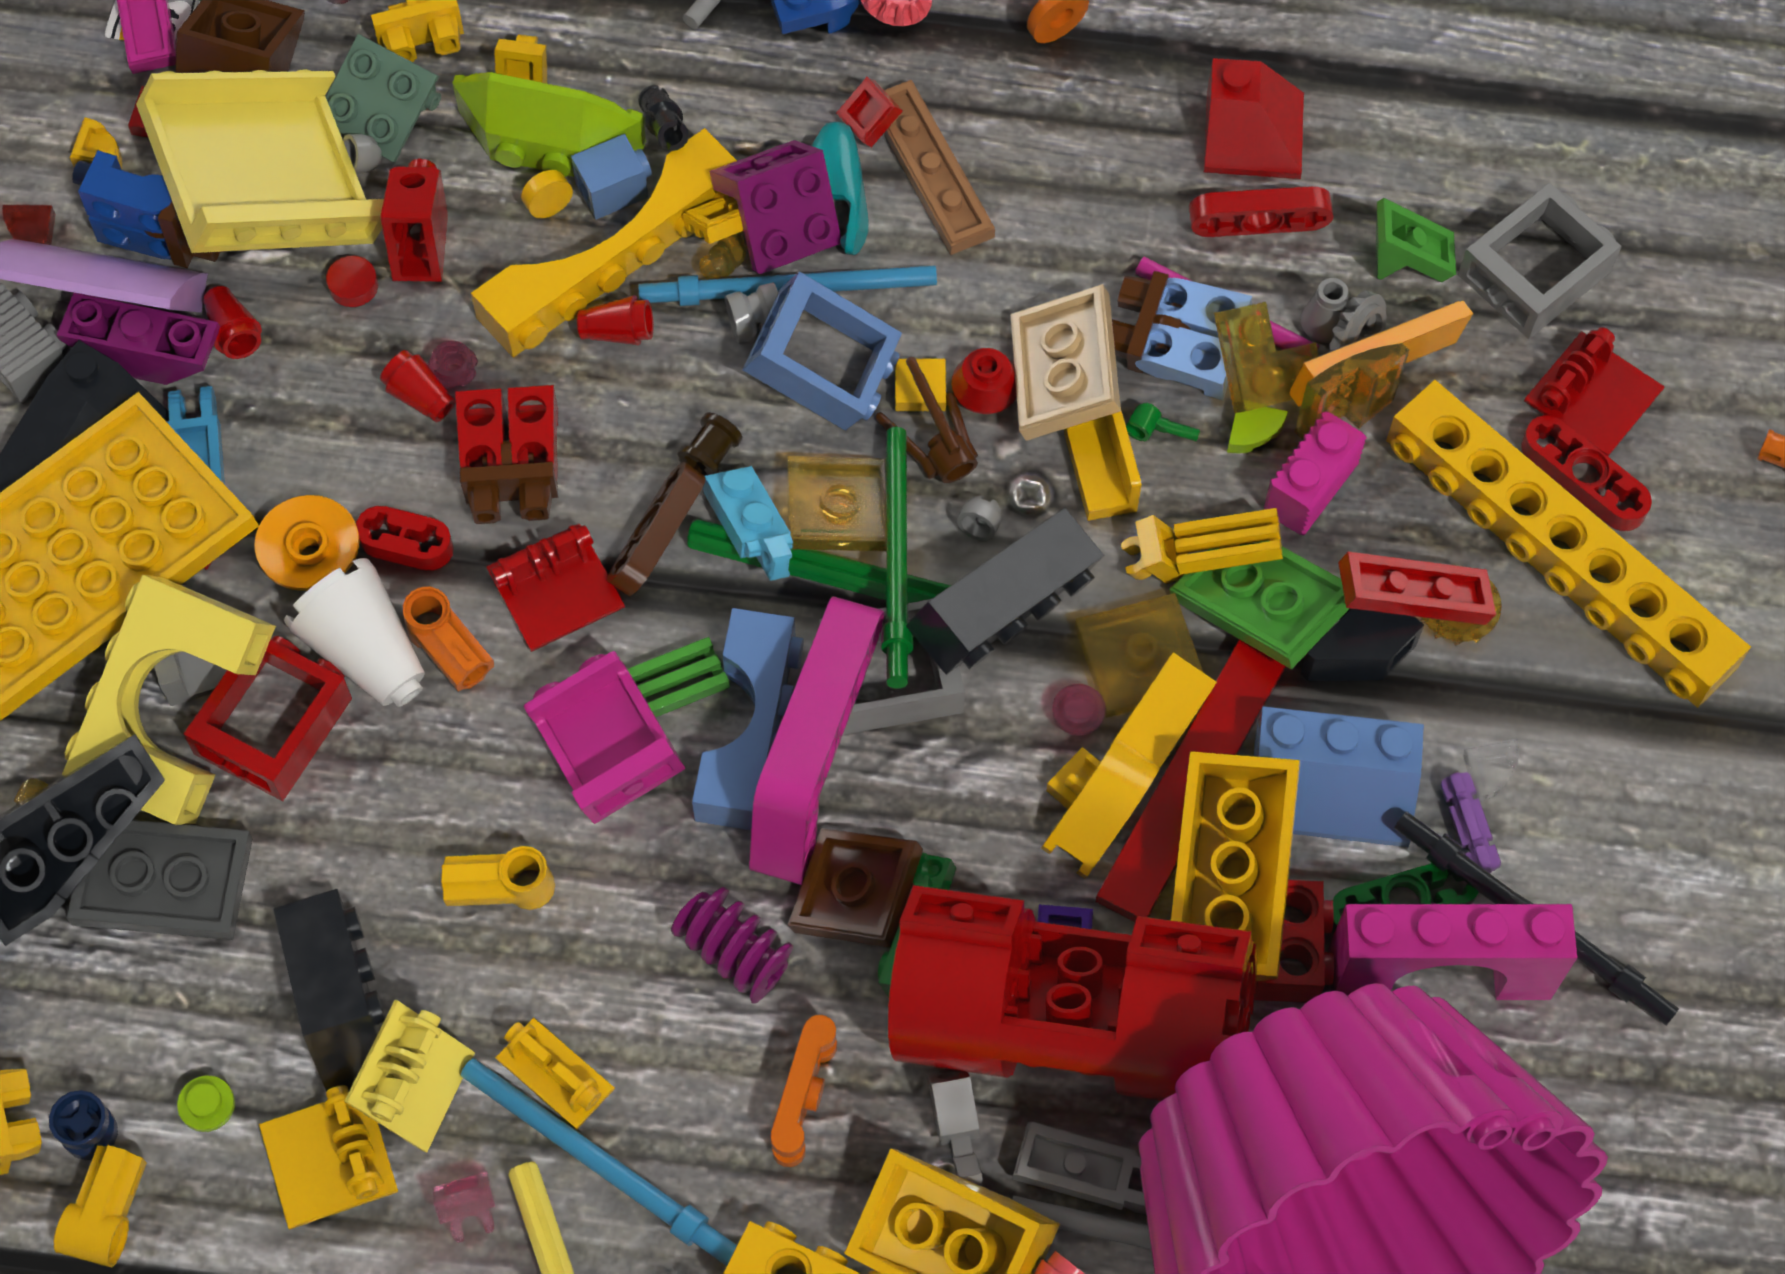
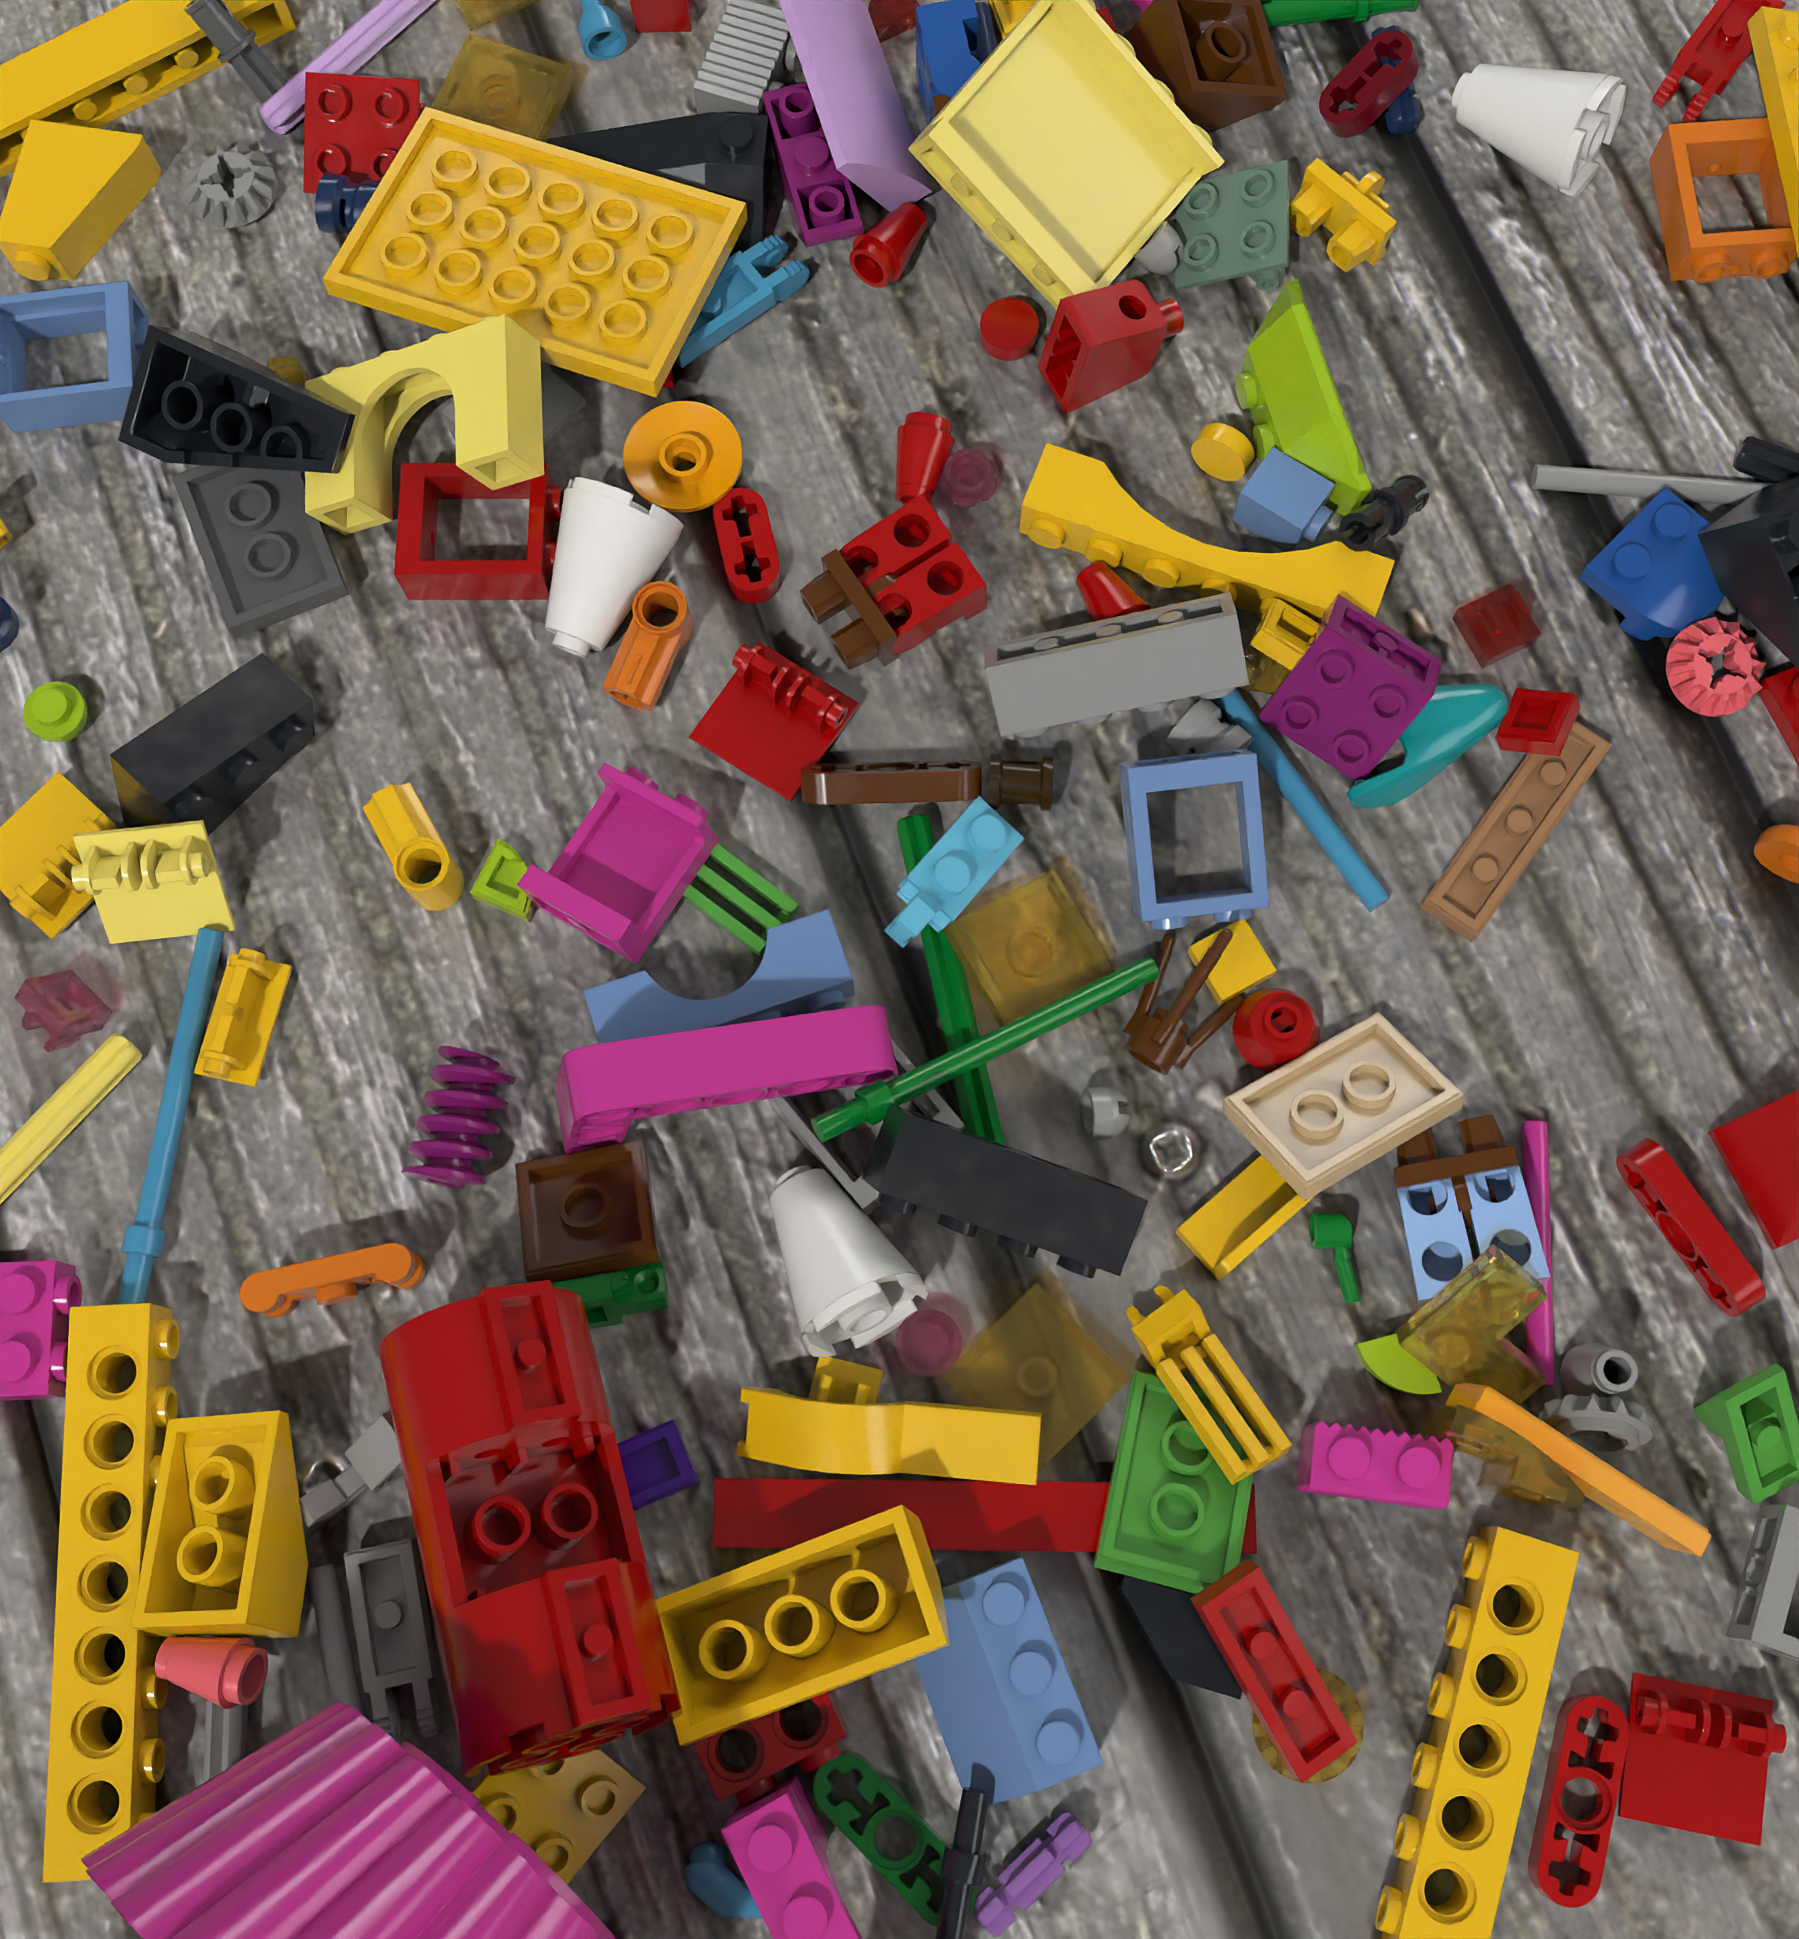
camera: 65 degrees right, 10 degrees up
(521, 58) = (1362, 338): yellow tile -> none
(563, 833) = (499, 879): none -> lime tile
(669, 334) = (1116, 666): none -> light grey brick
(782, 100) = (1496, 625): none -> clear red tile
(989, 731) = (839, 1264): none -> white cone

